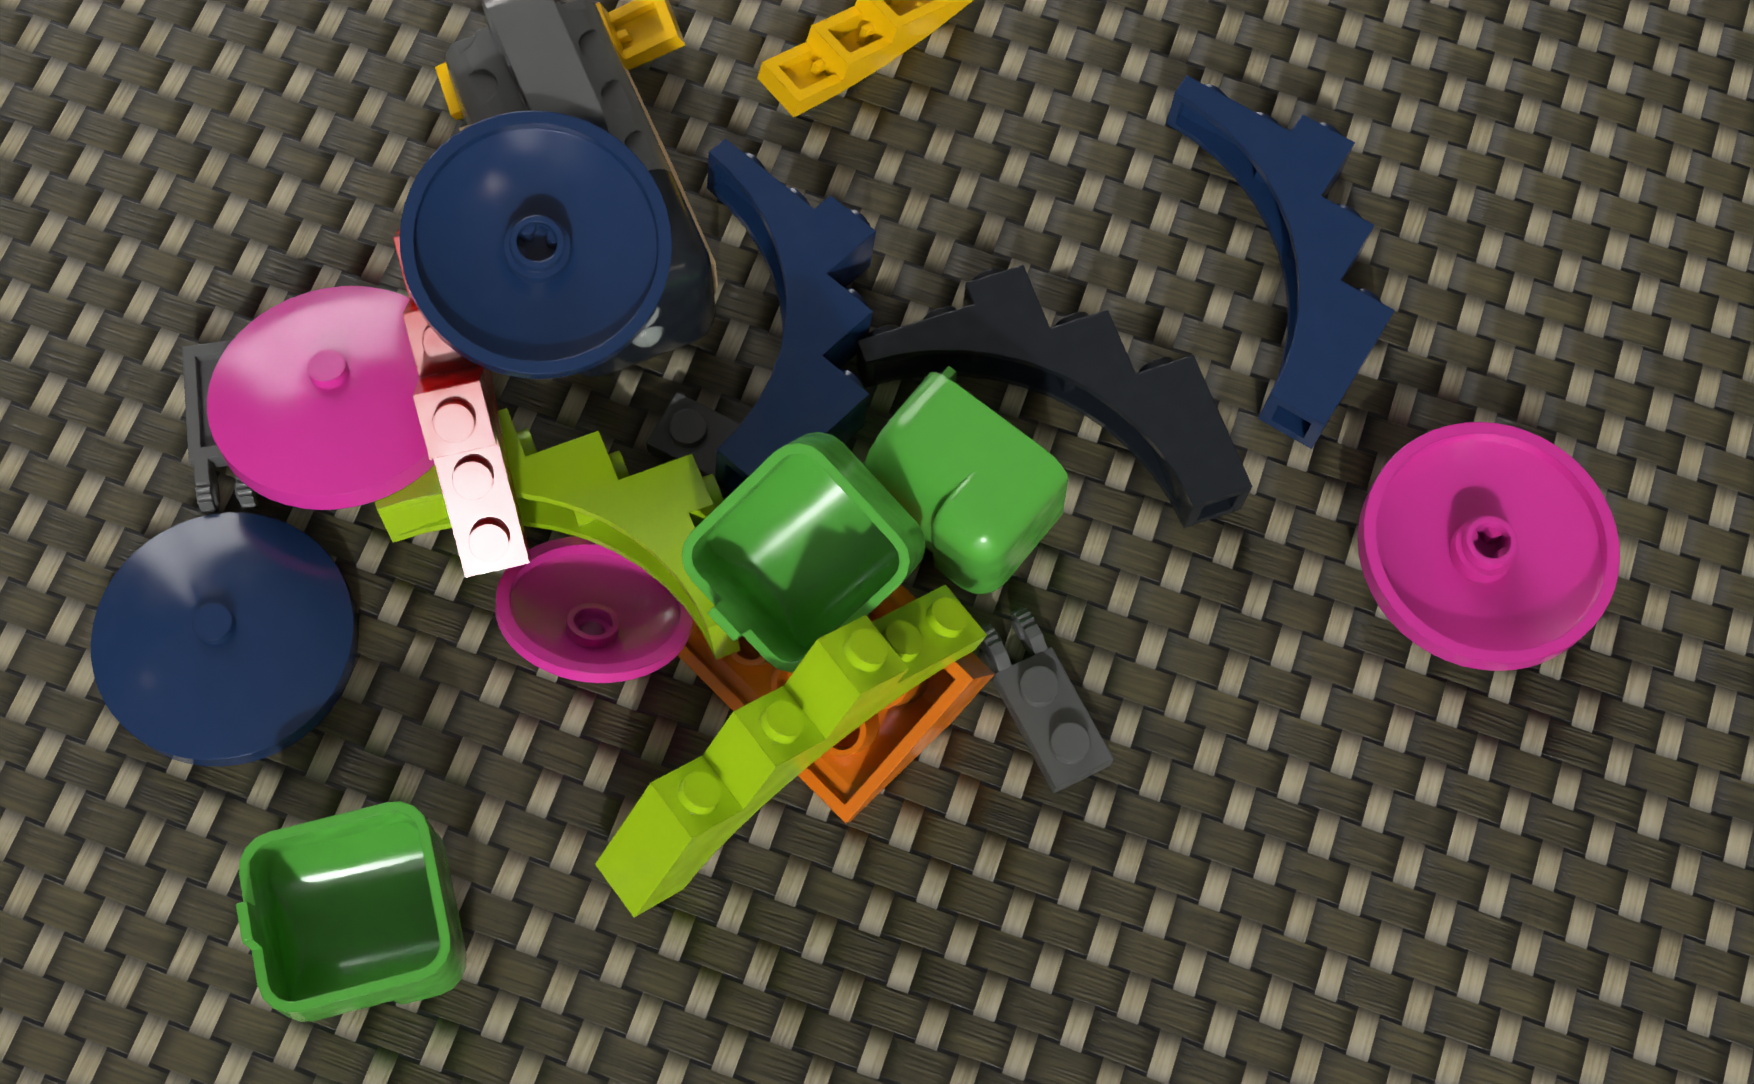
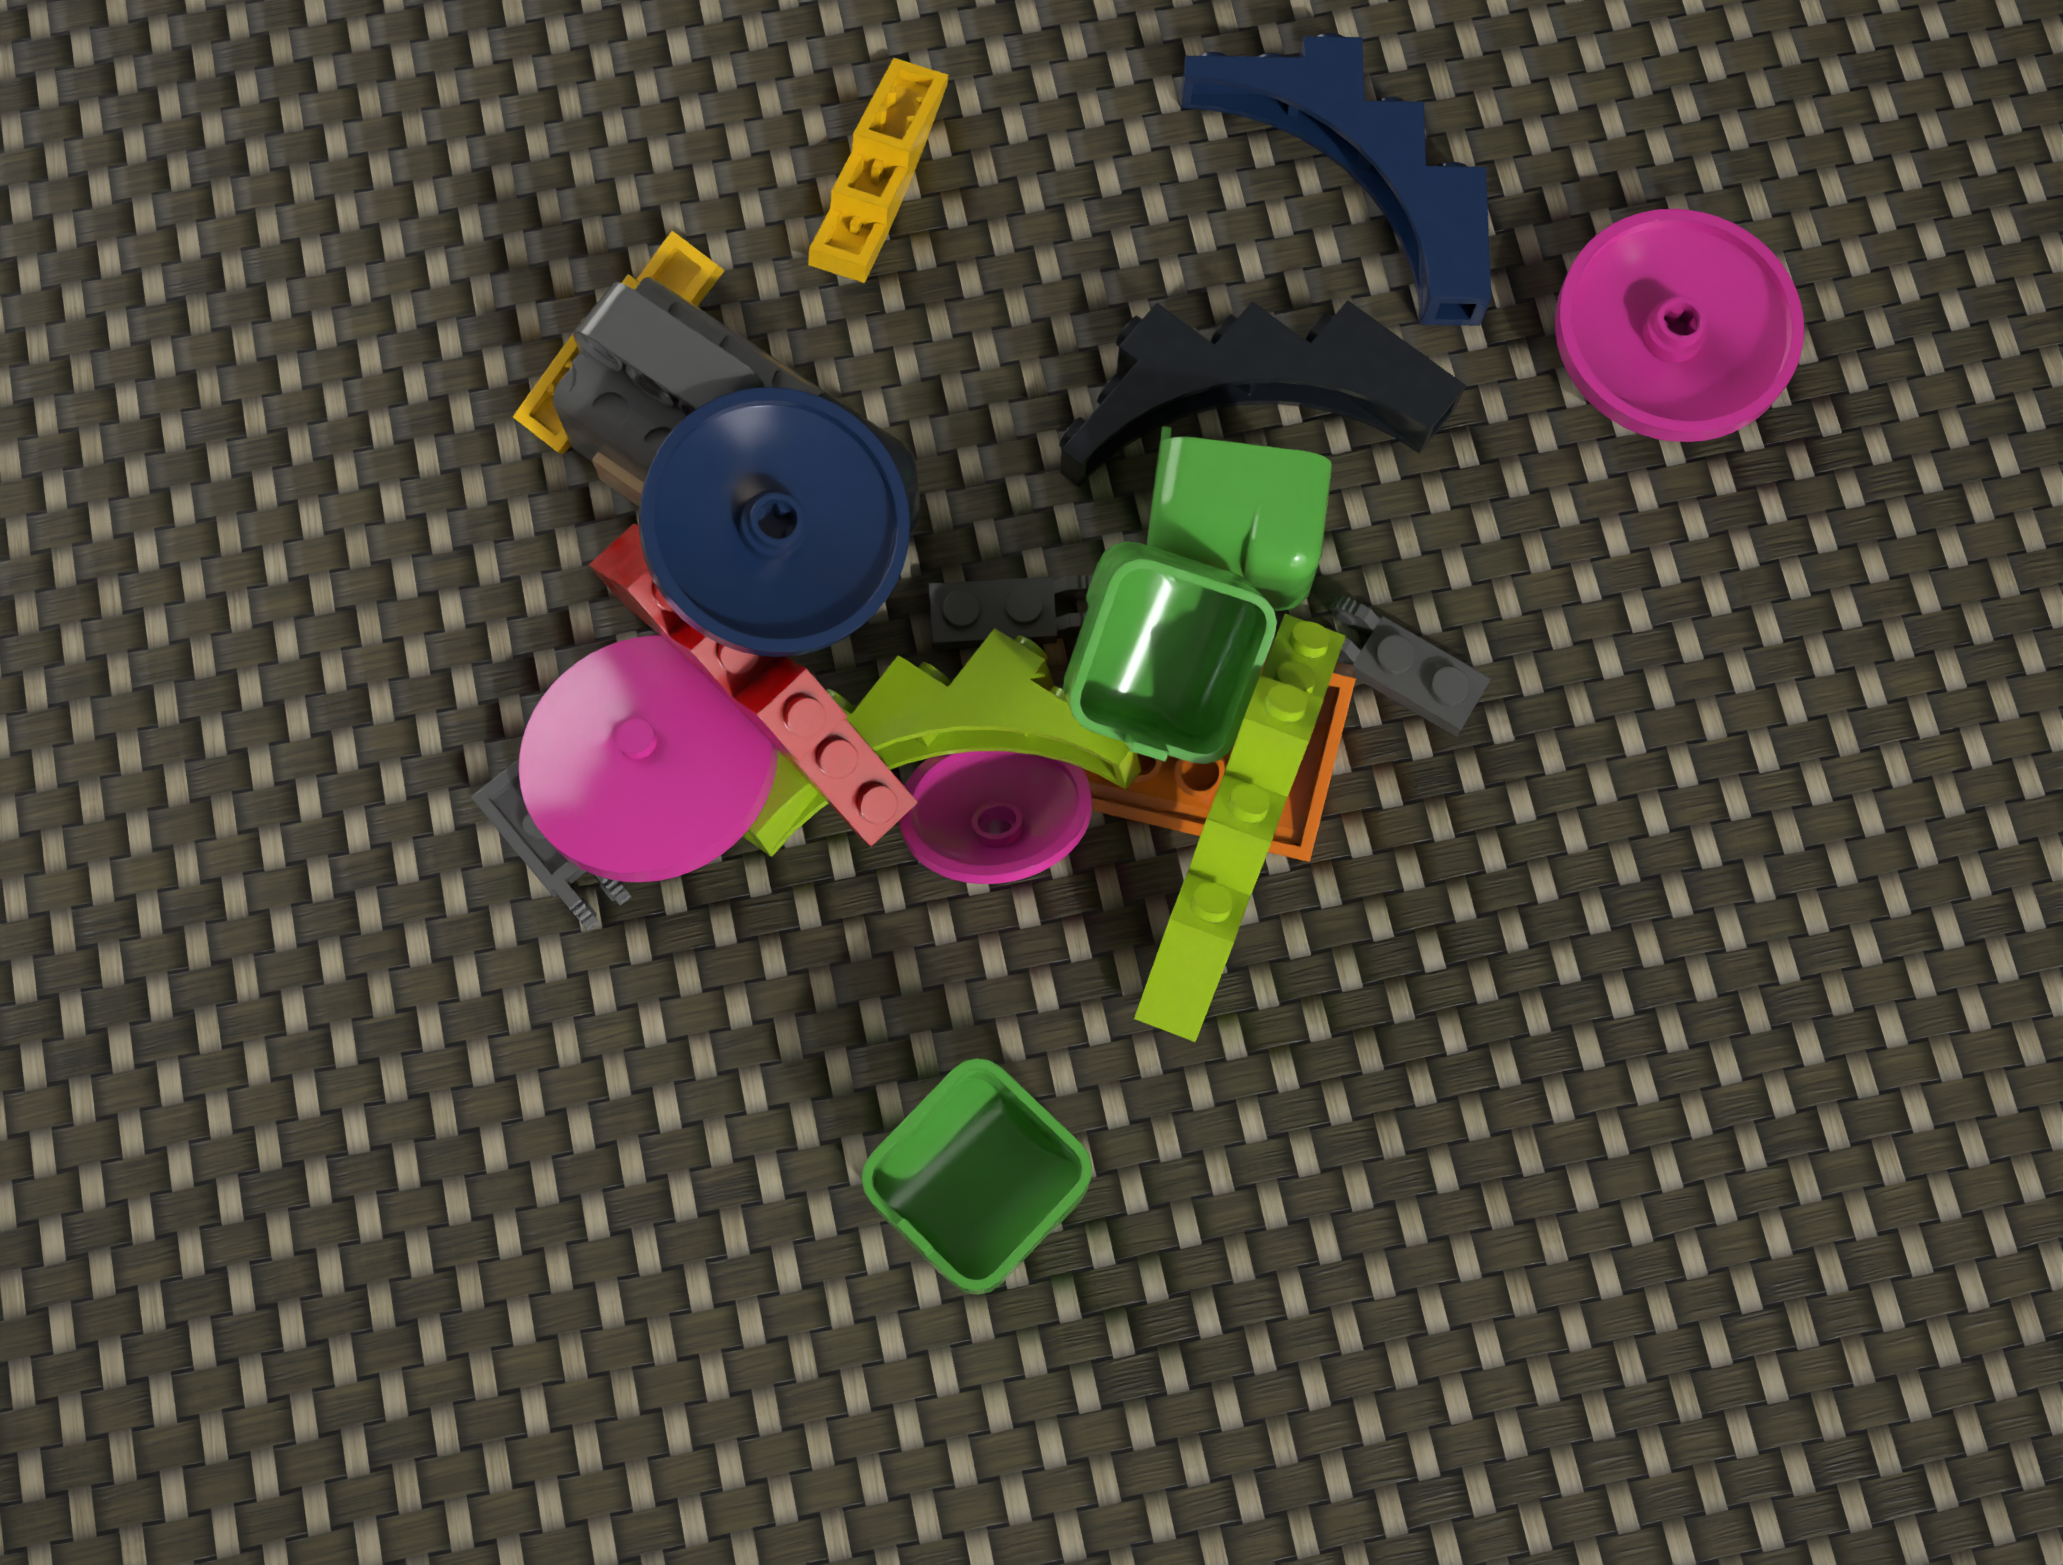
camera: 30 degrees left, 5 degrees up
(224, 639) = (684, 1024): dark blue dish -> none
(811, 264) = (1012, 449): dark blue arch -> none

